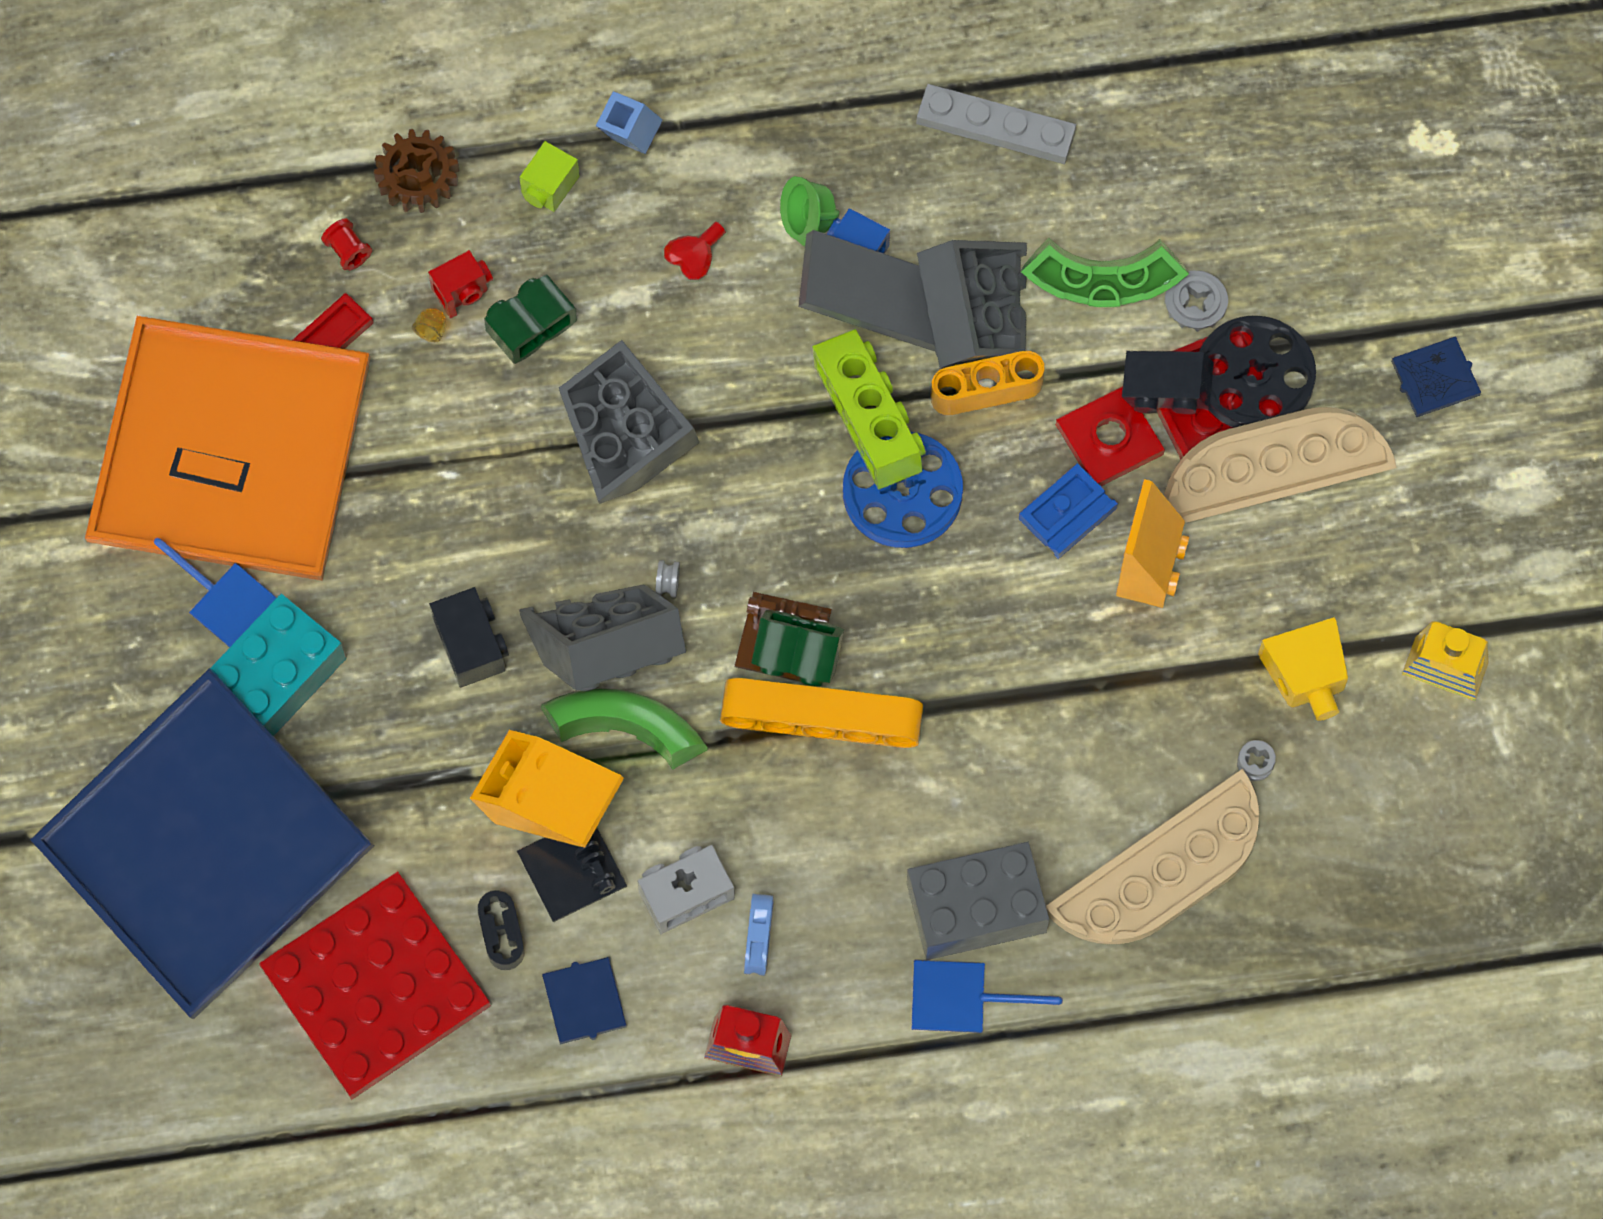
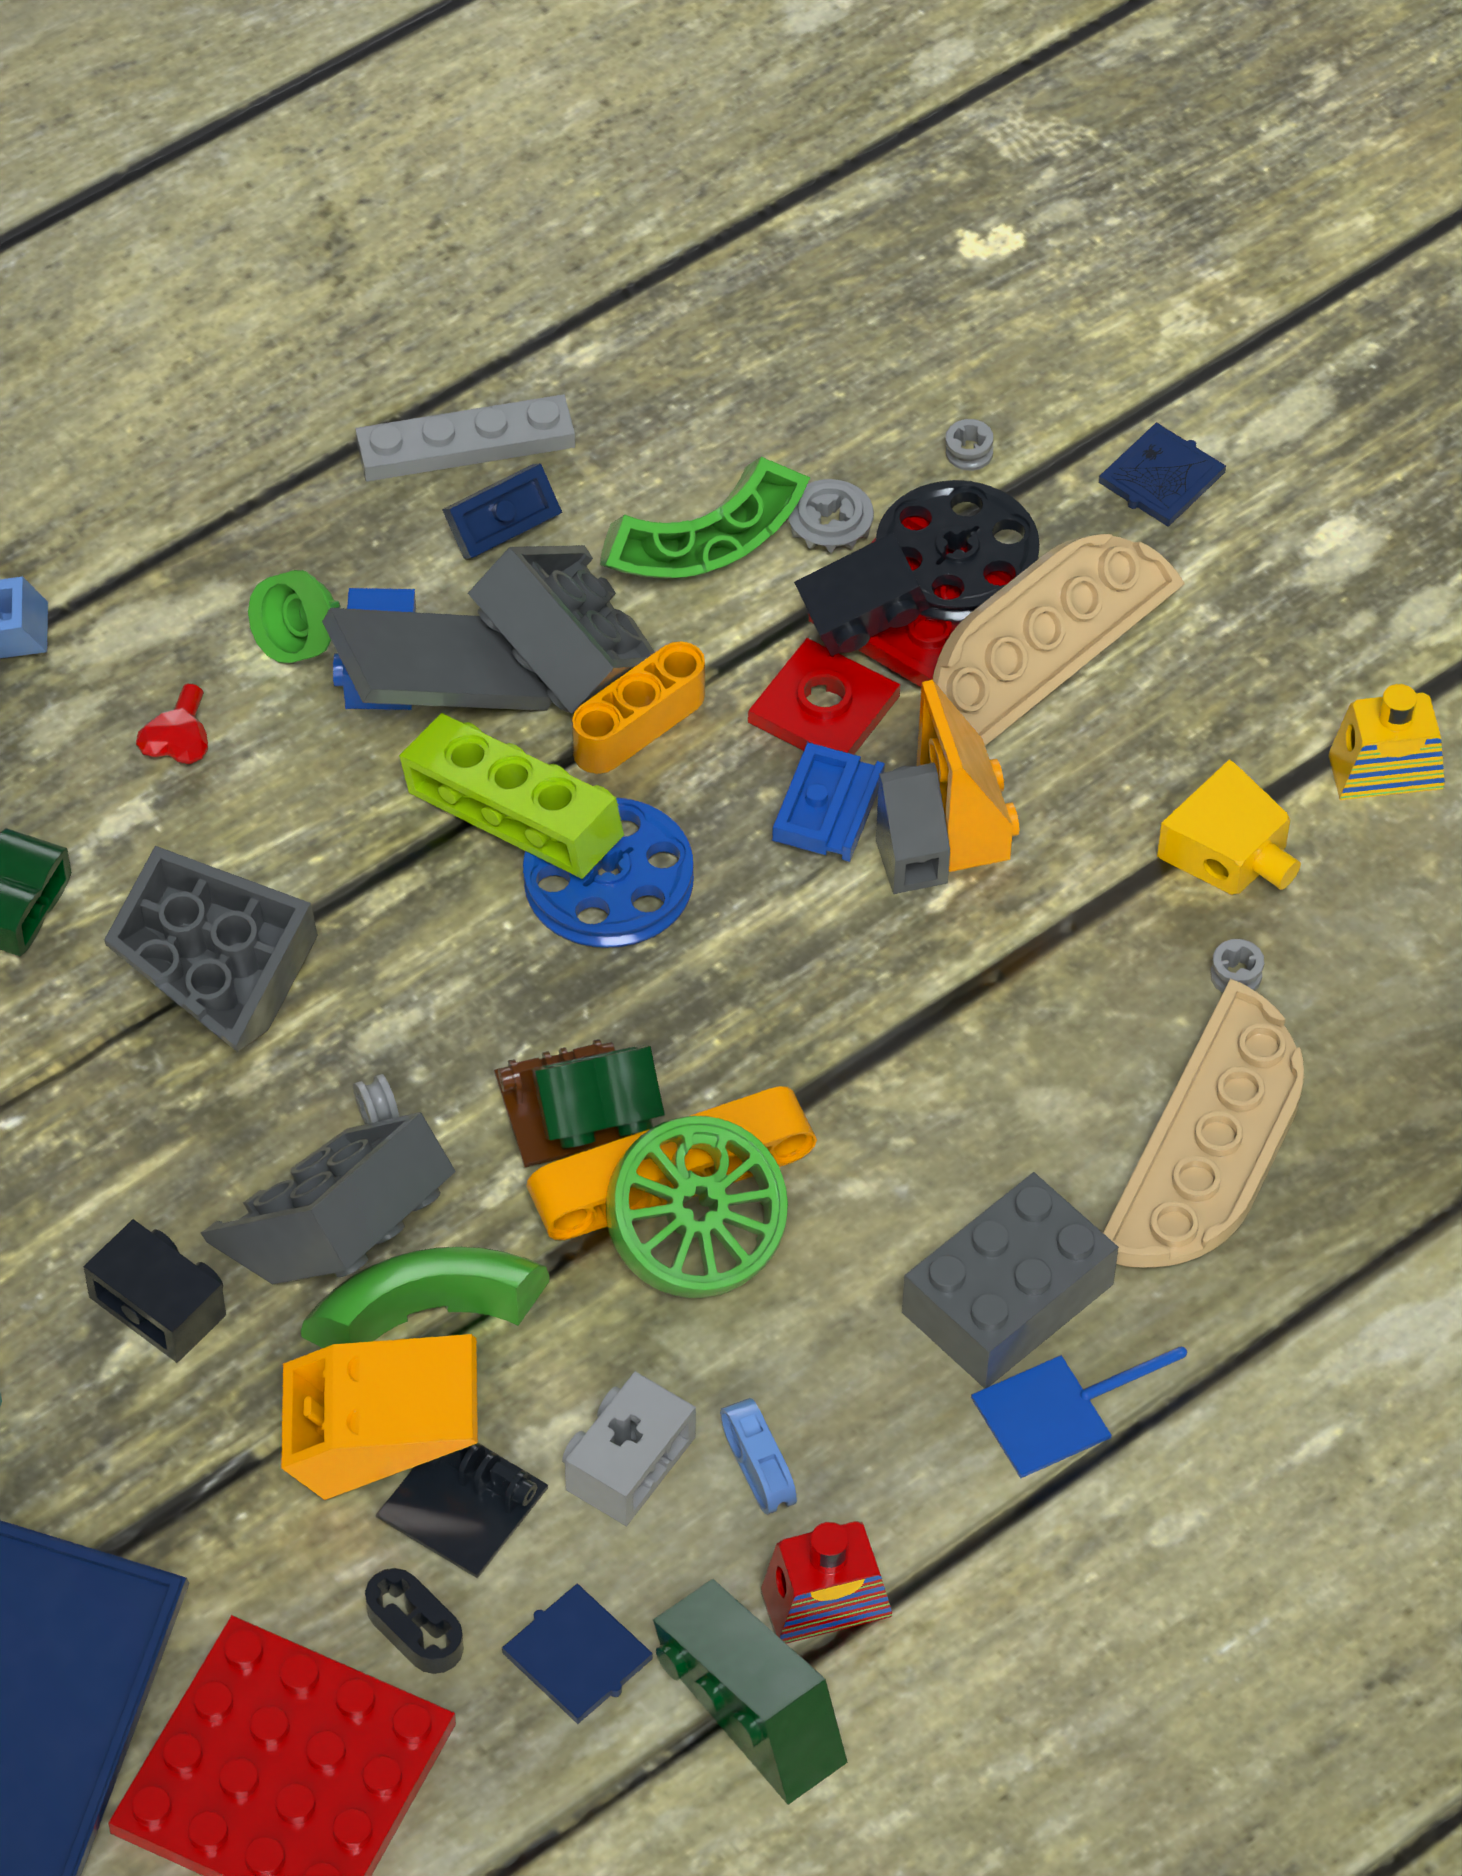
camera: 30 degrees left, 15 degrees down
(664, 1081) = (753, 1688): none -> dark green wedge
(830, 708) = (713, 1137): none -> bright green piece
(984, 194) = (502, 511): none -> dark blue plate
(1102, 562) = (912, 828): none -> dark grey slope
(1320, 279) = (972, 431): none -> light grey bush

